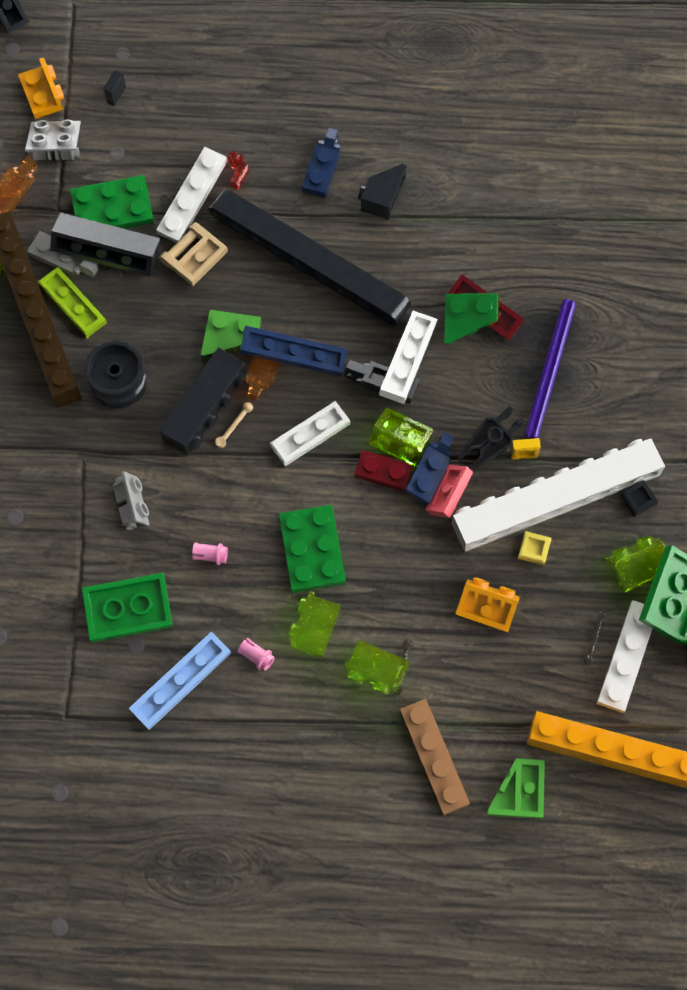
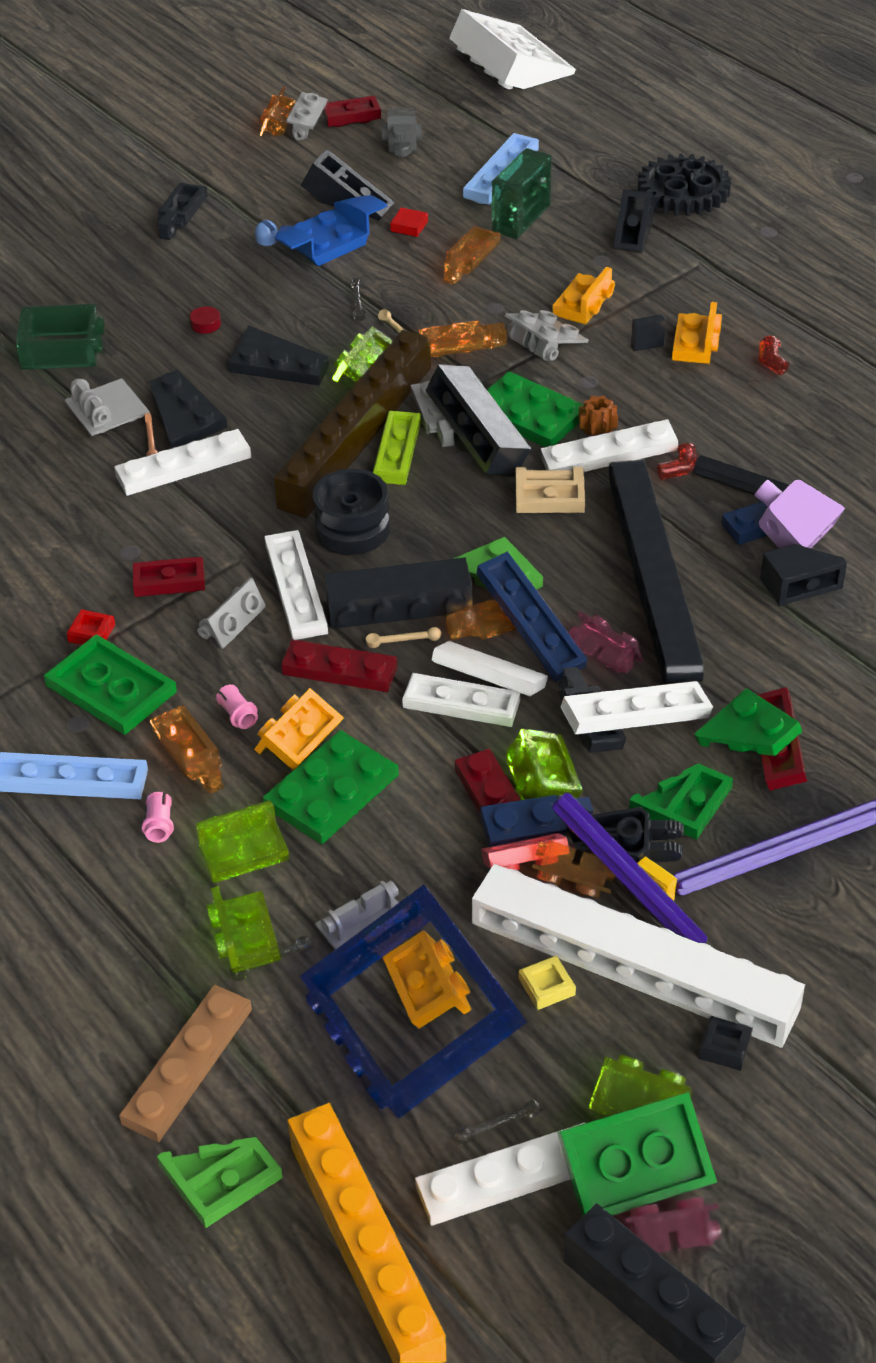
camera: 50 degrees right, 25 degrees down
(65, 585) = (88, 625): none -> red tile
(66, 512) = (168, 576): none -> dark red plate
(140, 449) = (296, 585): none -> white plate
(141, 64) = (697, 336): none -> light orange bracket
(161, 178) = (598, 416): none -> dark orange gear
(195, 43) = (768, 355): none -> clear red arm
(218, 600) = (189, 747): none -> clear orange hinge
(225, 475) = (339, 665): none -> dark red plate
(258, 534) = (300, 730): none -> light orange bracket
(281, 151) = (732, 475): none -> black axle
(304, 402) = (489, 668): none -> white tile
(349, 156) = (797, 514): none -> lavender torso
(351, 327) = (618, 648): none -> clear pink hinge
(417, 603) = (356, 915): none -> light grey hinge
(478, 486) = (557, 865): none -> clear orange hinge
(484, 386) = (687, 798): none -> green wing
(508, 673) = (366, 949): none -> clear blue window
(515, 457) = (626, 869): none -> dark purple axle

